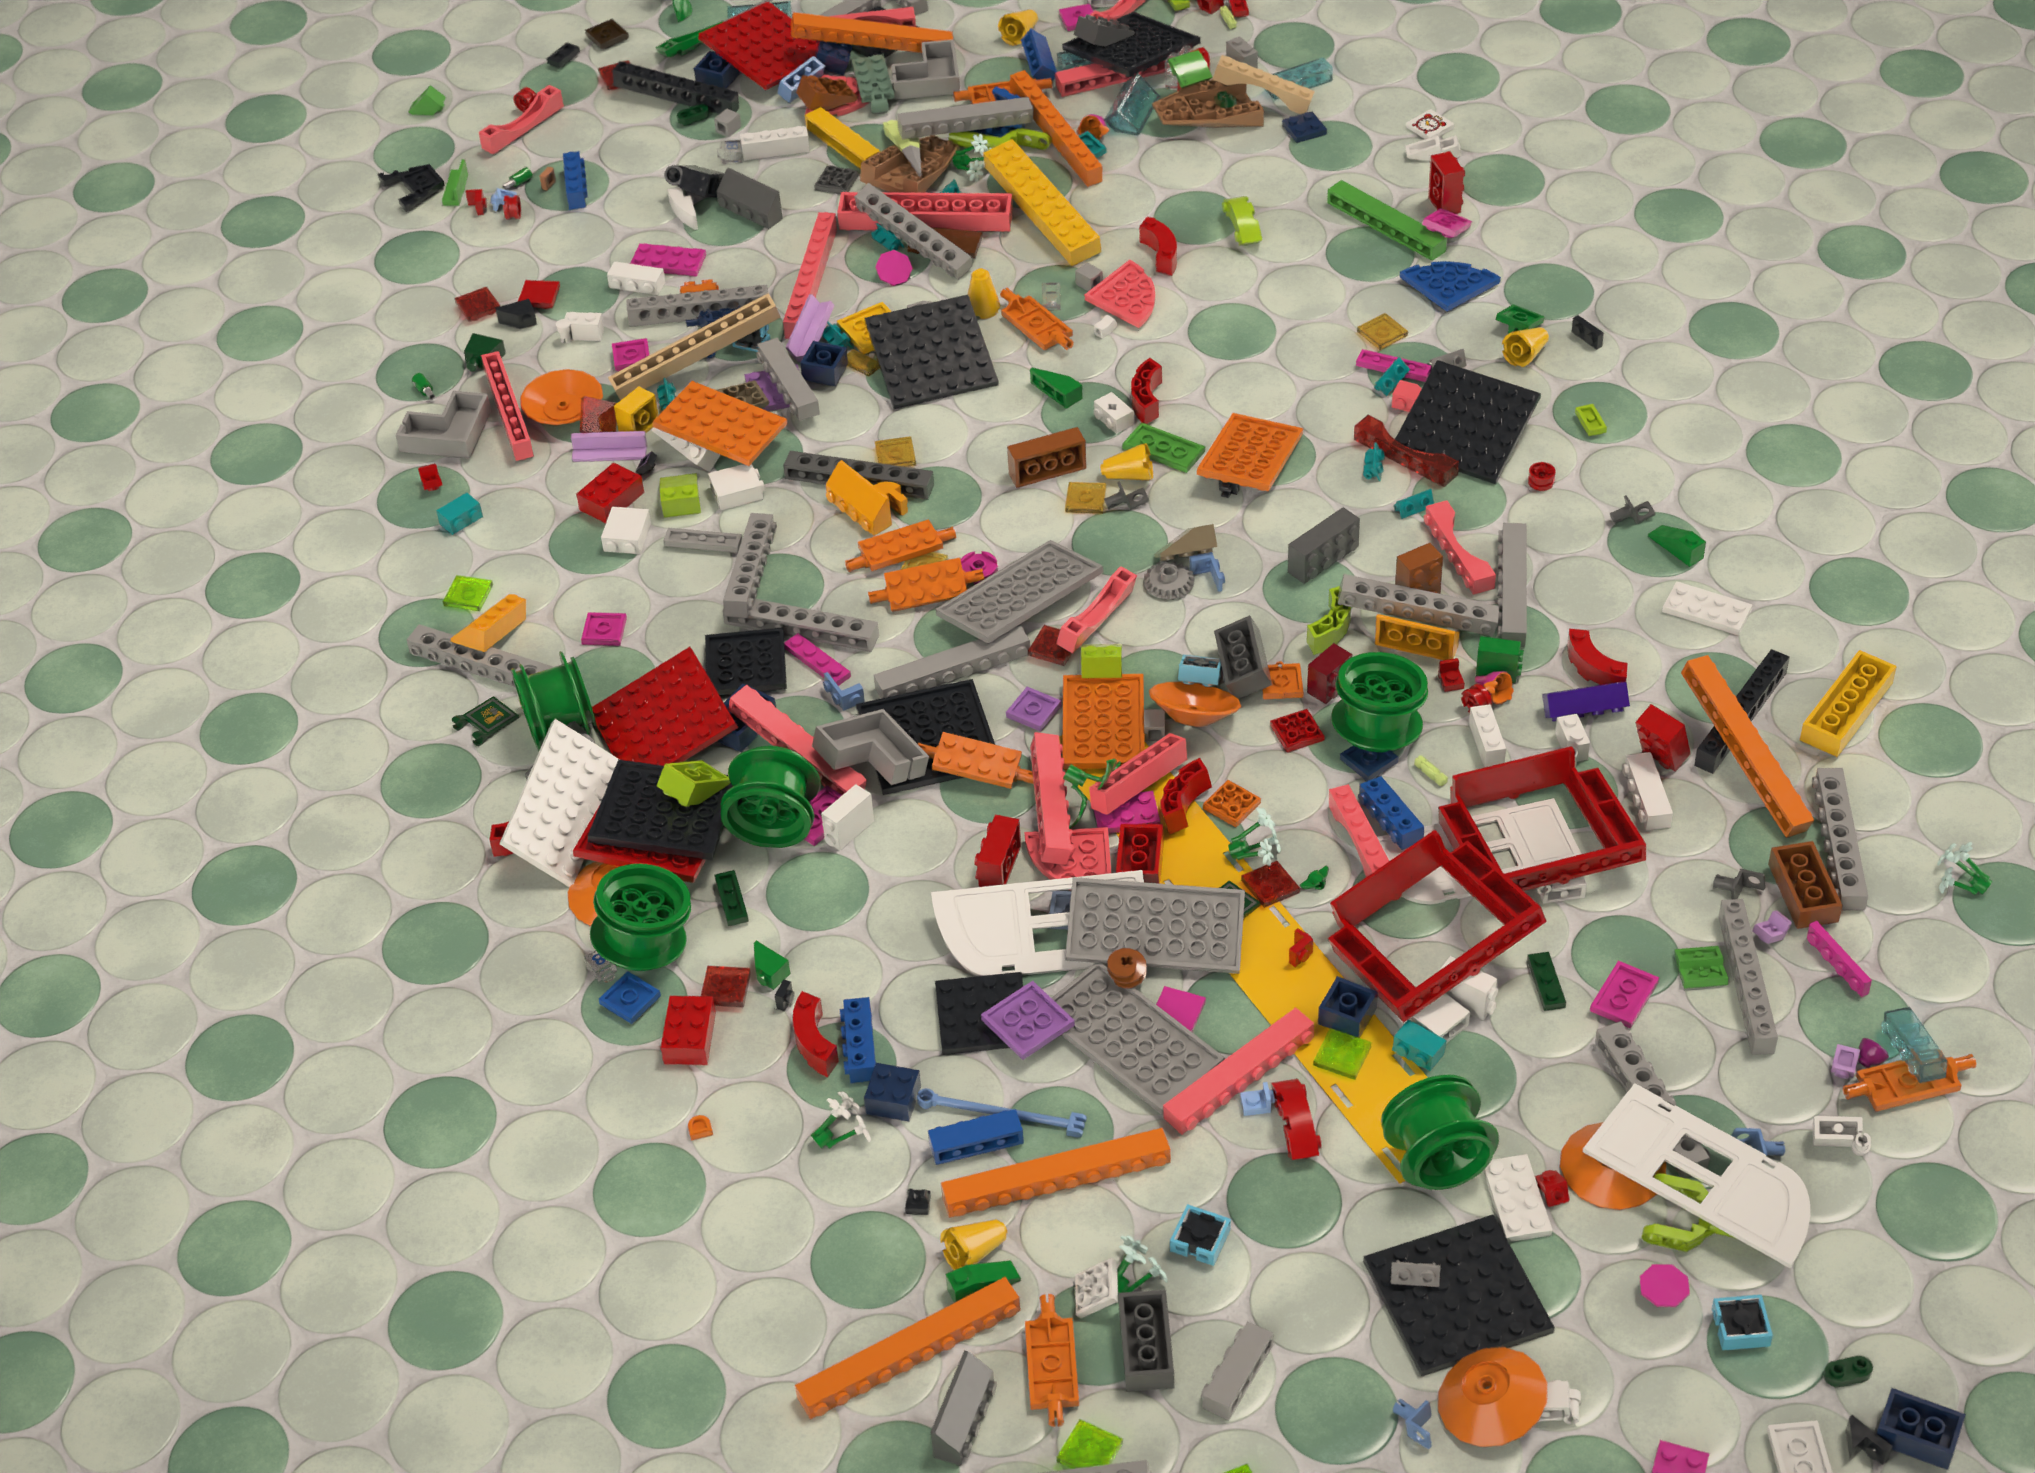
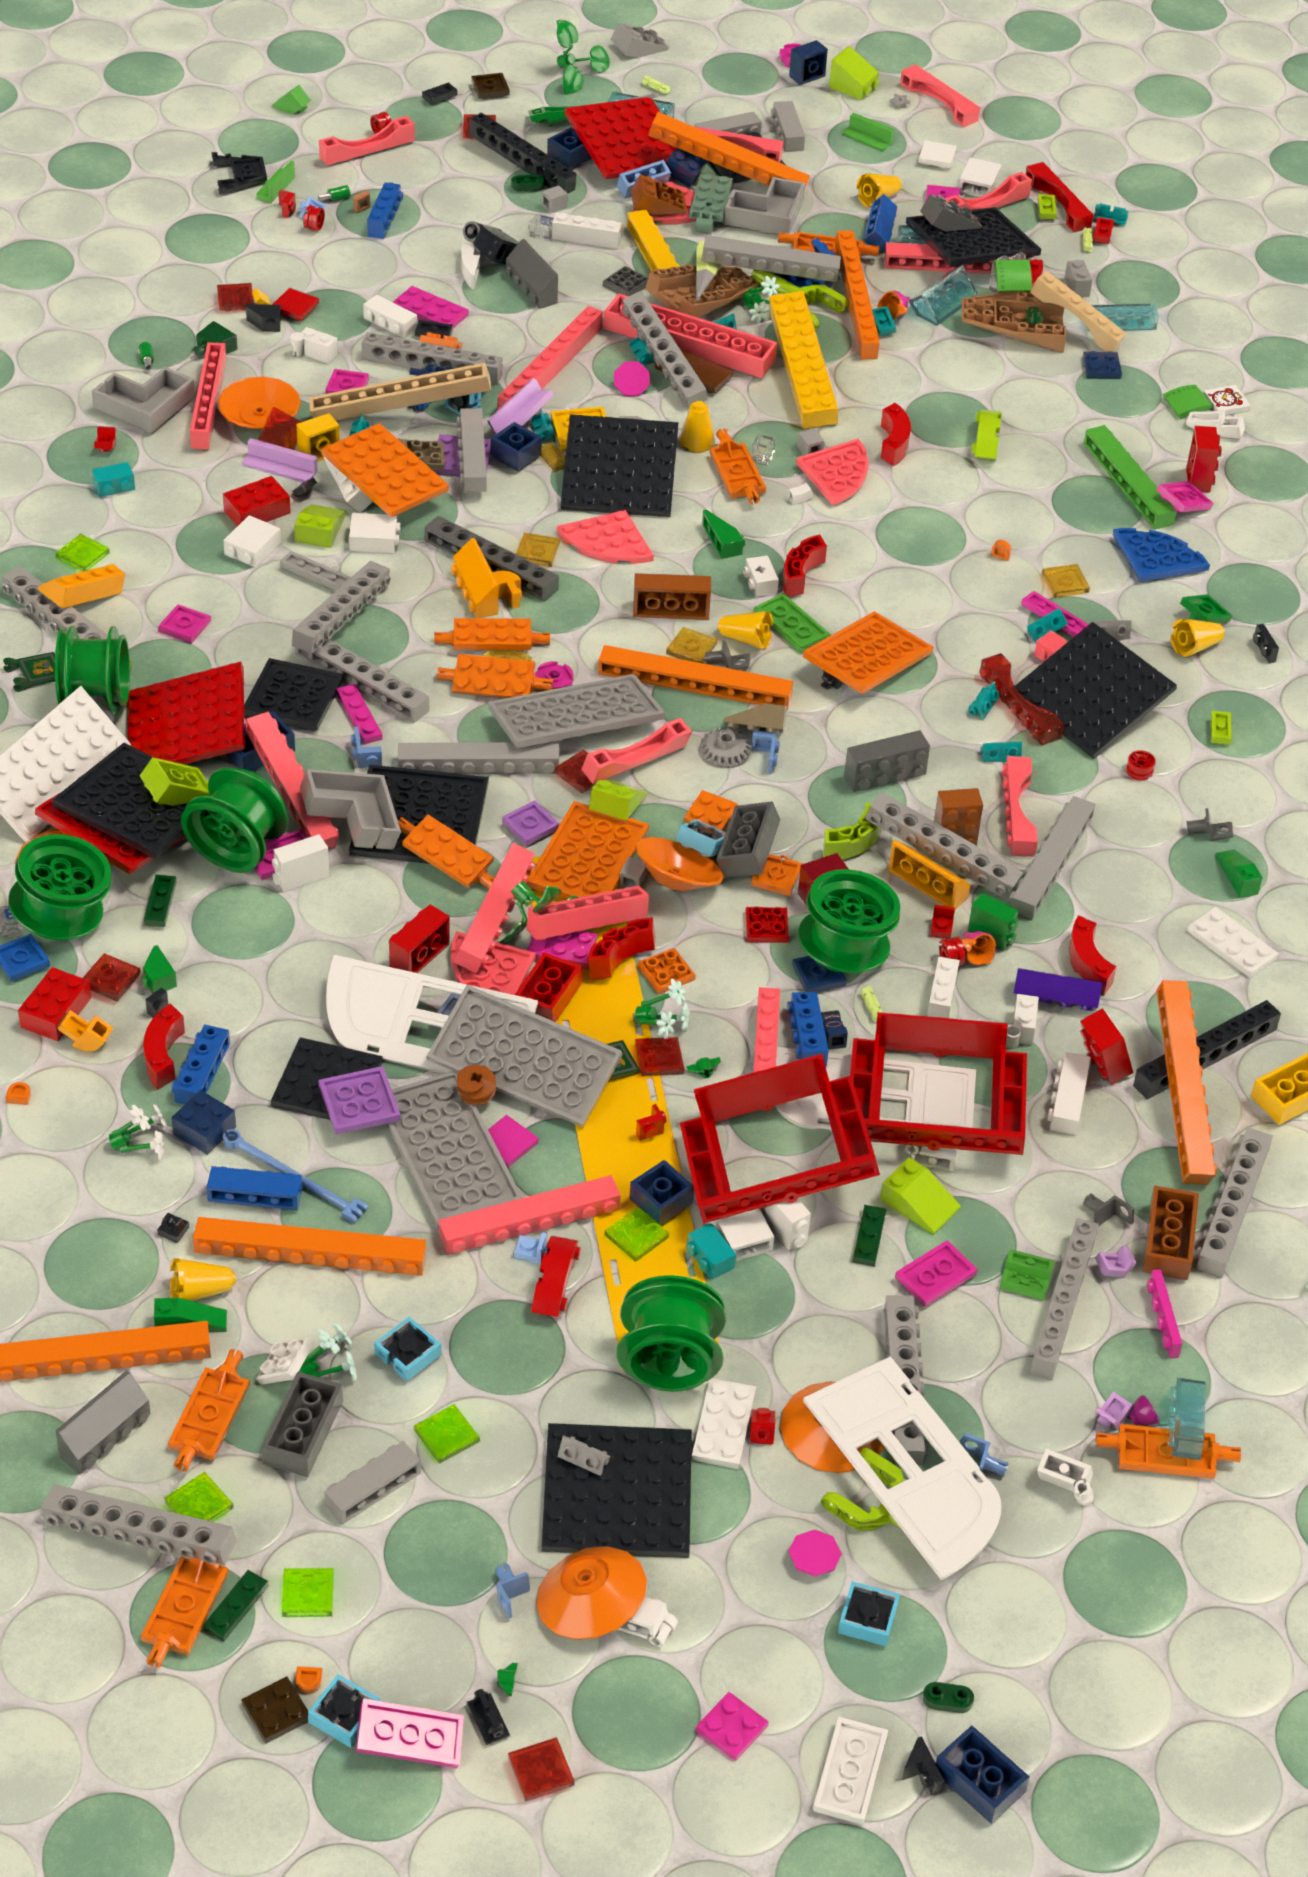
camera: 15 degrees right, 0 degrees up
(503, 298) = (260, 298): none -> yellow tile
(677, 279) = (433, 327): none -> black plate
(734, 1049) = (86, 1035): none -> light orange brick
(953, 422) = (607, 538): none -> coral plate
(1107, 524) = (695, 677): none -> orange brick
(1190, 641) = (711, 810): none -> orange plate
(1276, 1300) = (446, 1433): none -> clear neon green tile
(1312, 321) = (1001, 549): none -> orange tile
(1396, 136) = (1187, 400): none -> bright green slope
(1414, 803) = (834, 1028): none -> dark blue leg
(1571, 930) = (919, 1196): none -> lime slope

